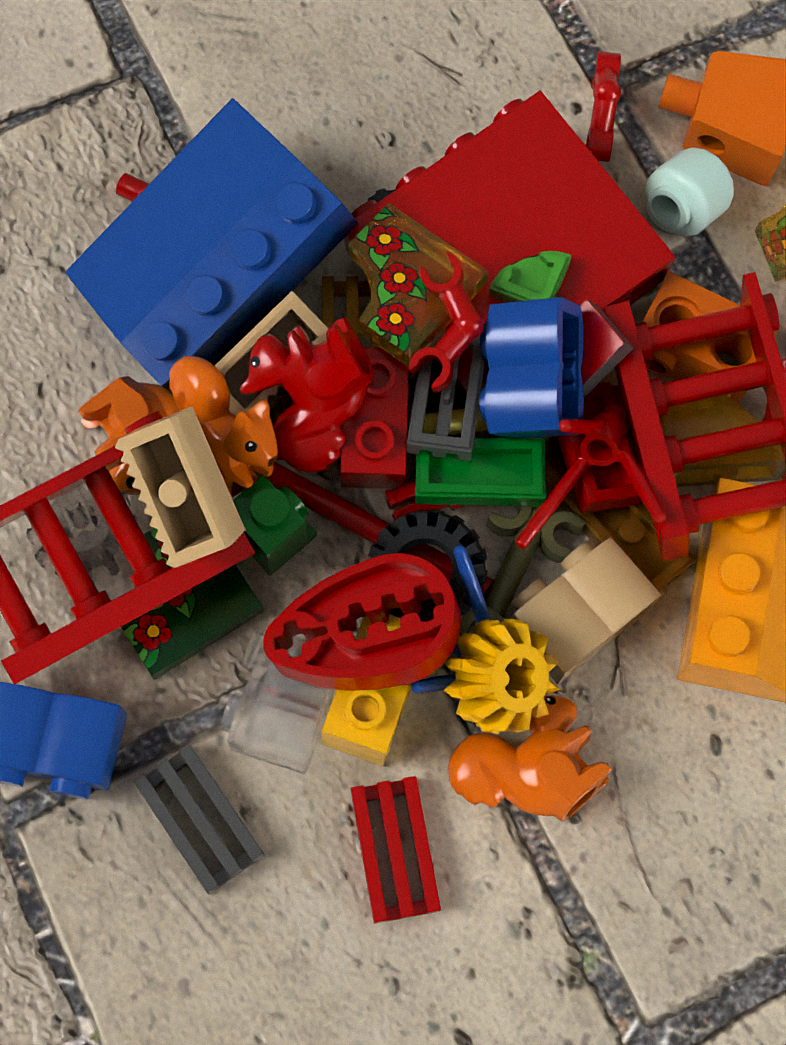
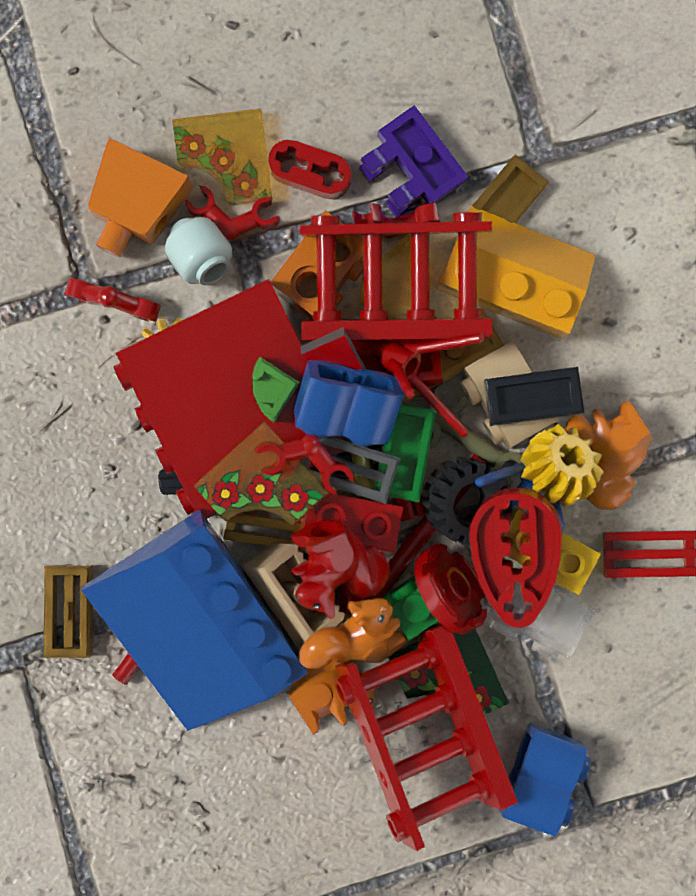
camera: 75 degrees left, 15 degrees up
(167, 772) = (618, 698): dark grey tile -> none
(177, 129) = (50, 612): none -> pearl gold tile
(181, 487) = (410, 673): tan brick -> none
(298, 551) = (450, 589): none -> red tile
(591, 627) = (534, 396): none -> black tile
(728, 234) = (238, 225): none -> red arm

